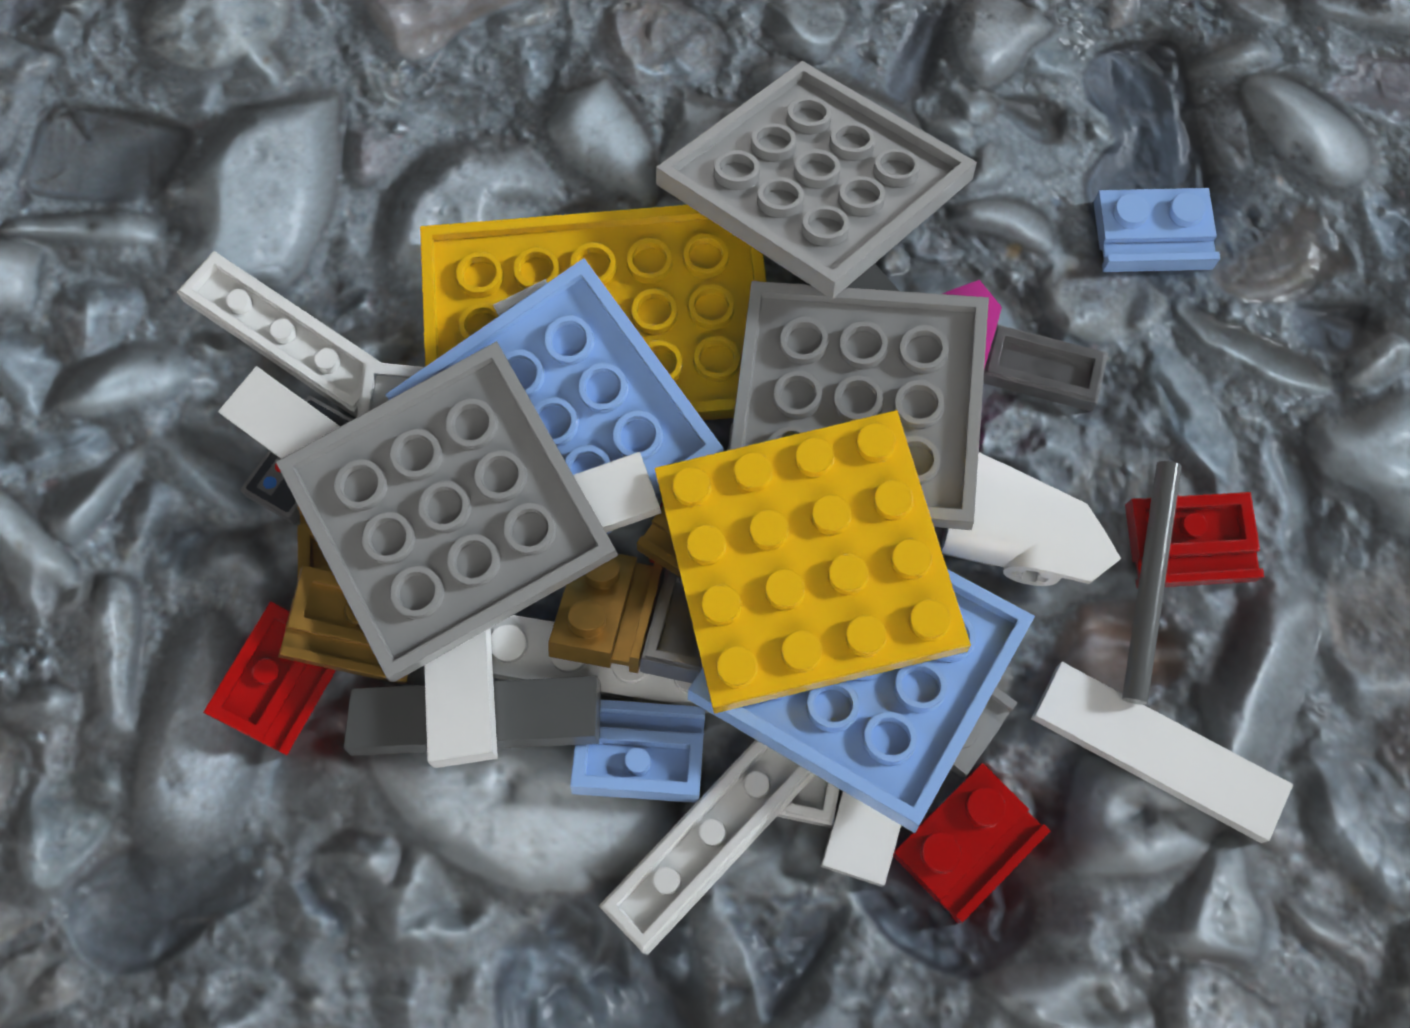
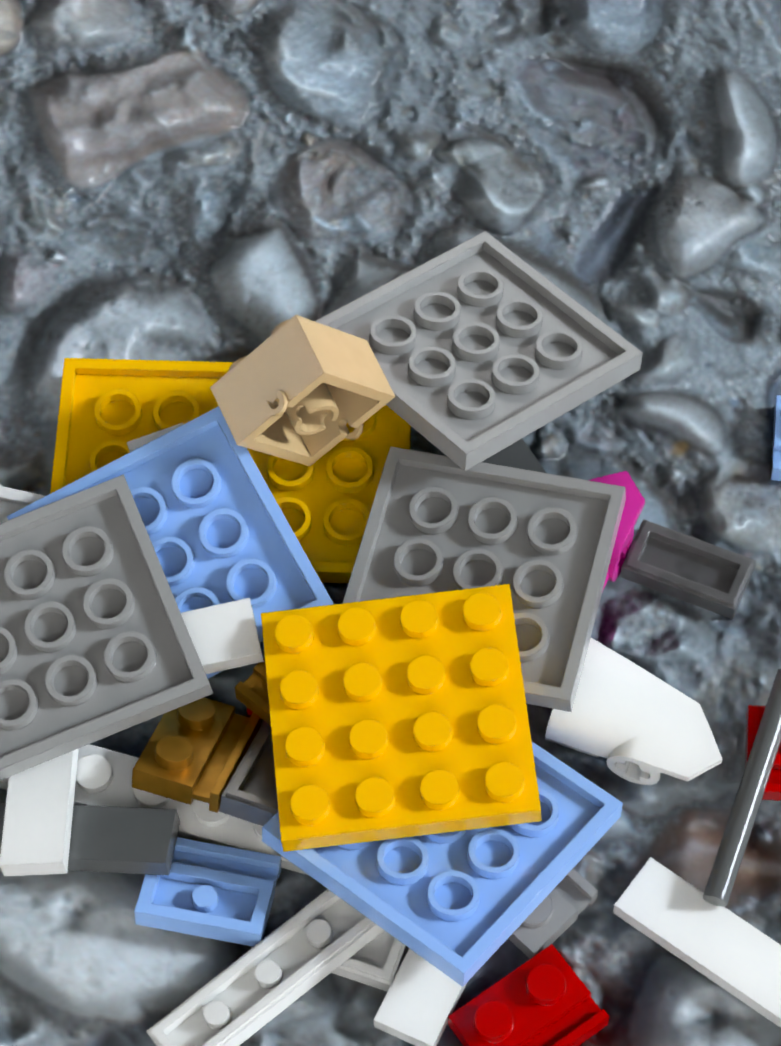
camera: 10 degrees right, 10 degrees down
(660, 235) = (302, 391): none -> tan brick

